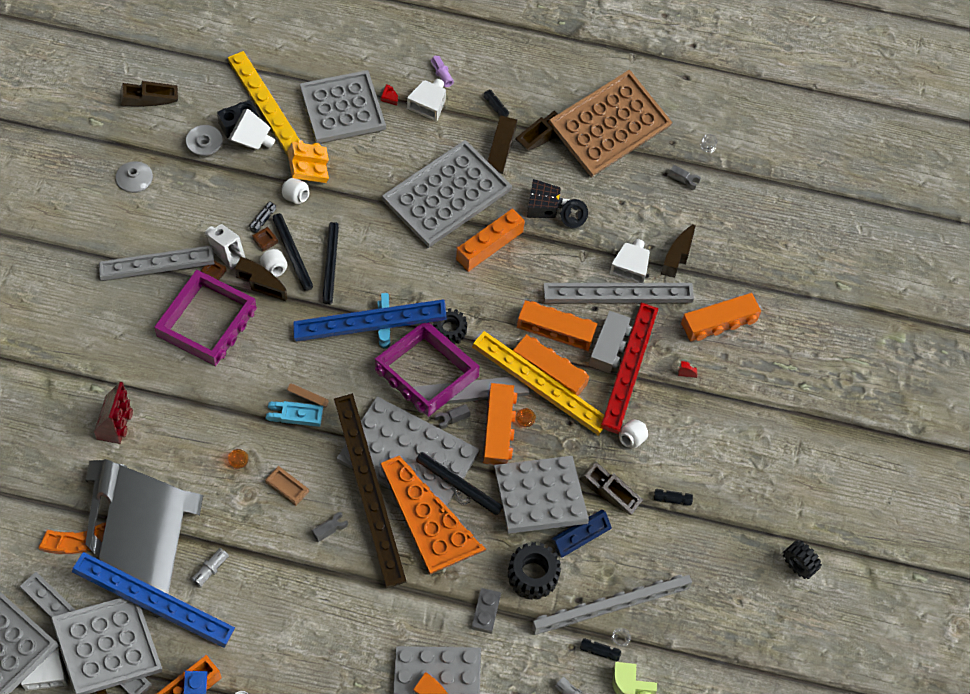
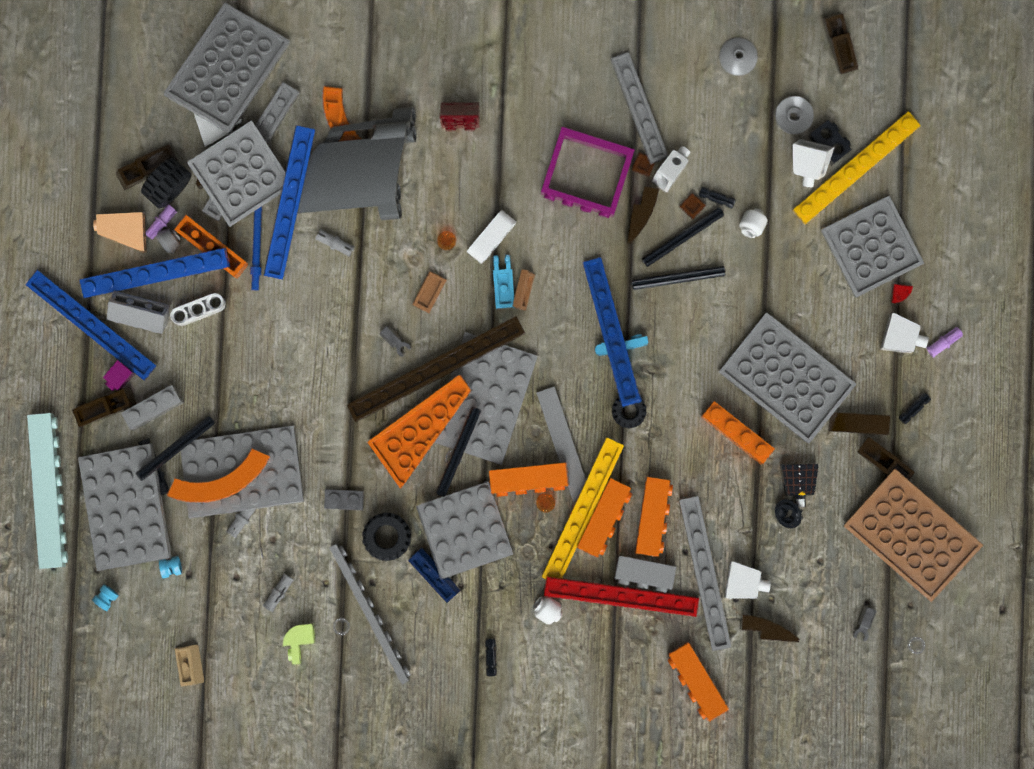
camera: 85 degrees right, 25 degrees up
(216, 655) = (256, 270): none -> blue bar
(246, 414) = (491, 236): none -> white beam
(274, 262) = (663, 222): white head -> none
(308, 161) = (788, 228): light orange plate -> none
(446, 348) = (598, 417): magenta window -> none
(453, 416) = (533, 433): flat silver bar -> none
(600, 649) = (326, 609): black axle -> none
(611, 488) = (486, 596): dark brown slope -> none
(687, 370) = (630, 655): red tile -> none

